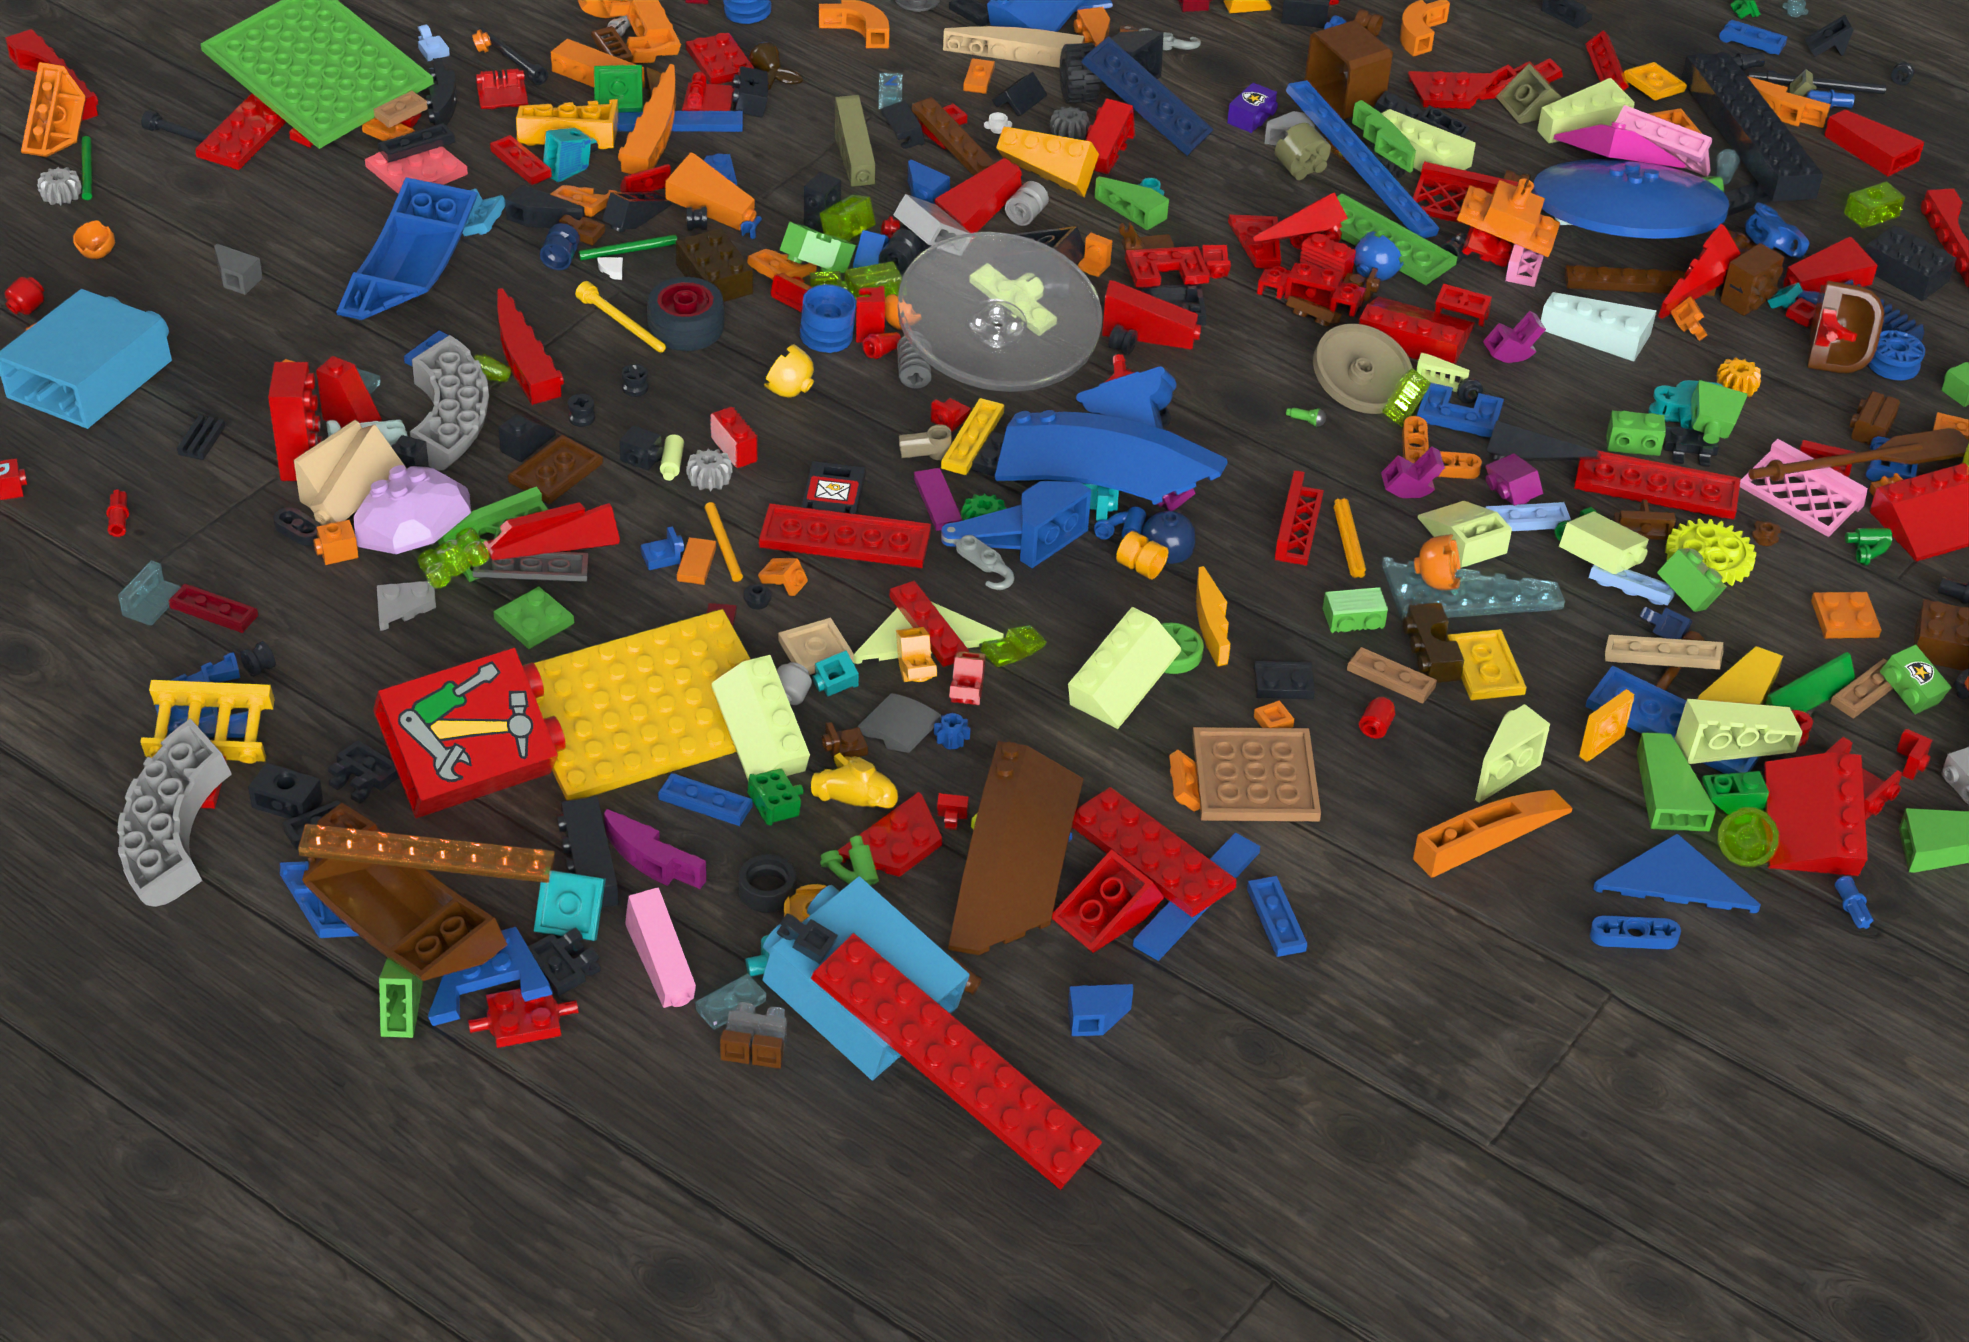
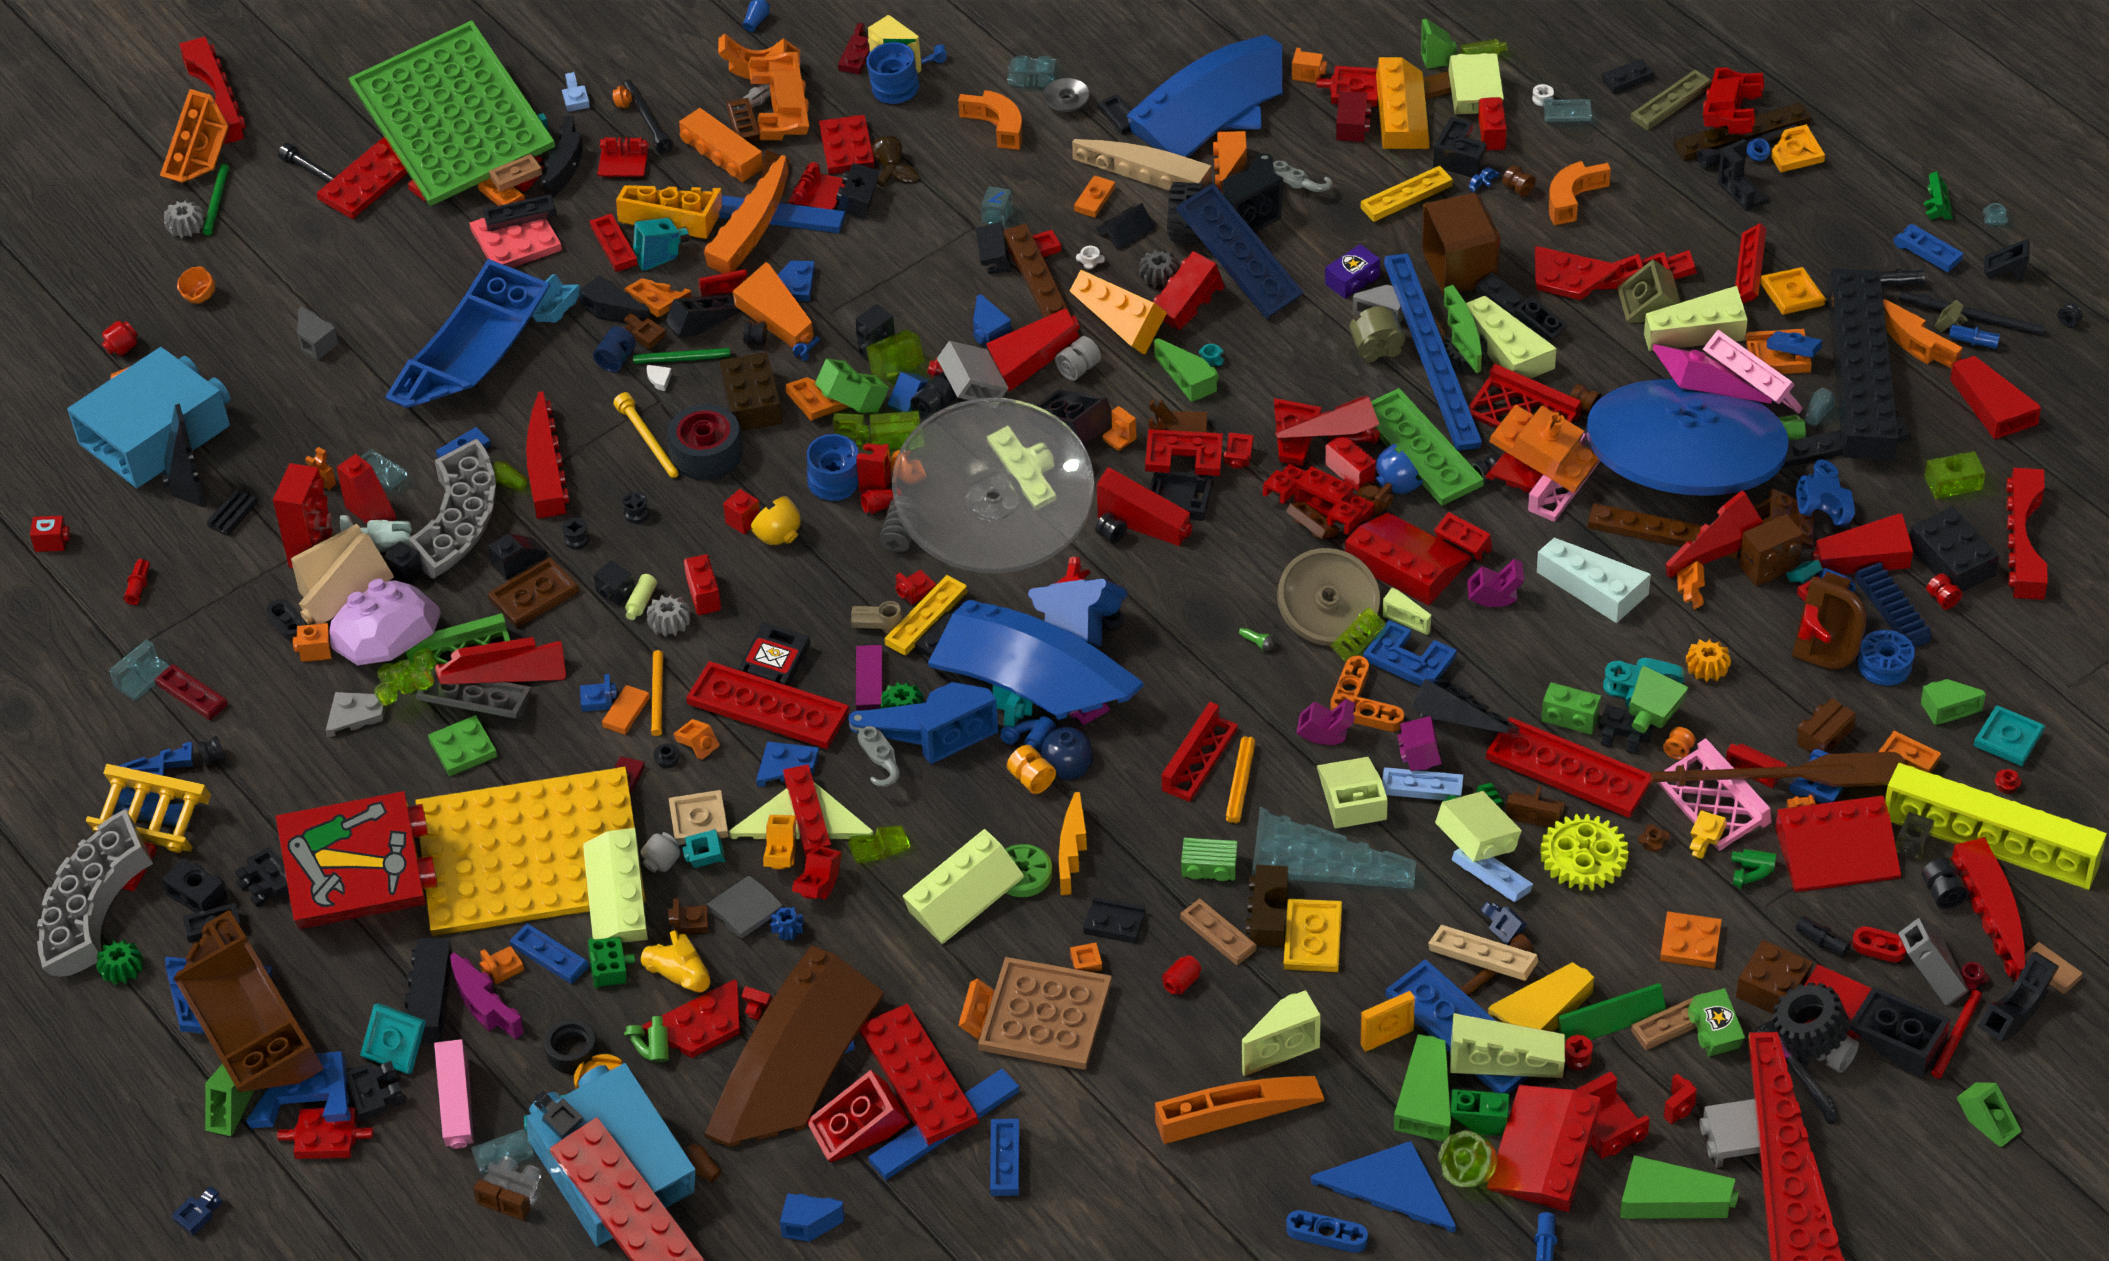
camera: 20 degrees right, 5 degrees up
(136, 390) = (180, 463): none -> black wedge
(224, 879) = (119, 962): none -> green gear
(403, 1123) = (196, 1213): none -> dark blue plate
(426, 853) = (279, 974): clear orange plate -> none
(619, 83) = (728, 171): green plate -> none
(659, 815) = (501, 964): none -> orange bracket
(748, 369) = (741, 511): none -> red brick
(789, 290) = (814, 426): red piece -> none
(854, 141) = (934, 264): olive slope -> none
(877, 582) = (783, 756): none -> blue wing
(1270, 43) = (1406, 193): none -> yellow plate
(1439, 563) = (1302, 826): orange cylinder -> none
(1467, 385) = (1427, 629): black plate -> none
(1685, 118) = (1794, 343): none -> blue plate
(1692, 579) = (1544, 880): bright green brick -> none
(1749, 449) = (1679, 743): none -> orange wheel
(1814, 518) = (1706, 830): none -> yellow plate
(1917, 296) = (1942, 589): none -> red wheel

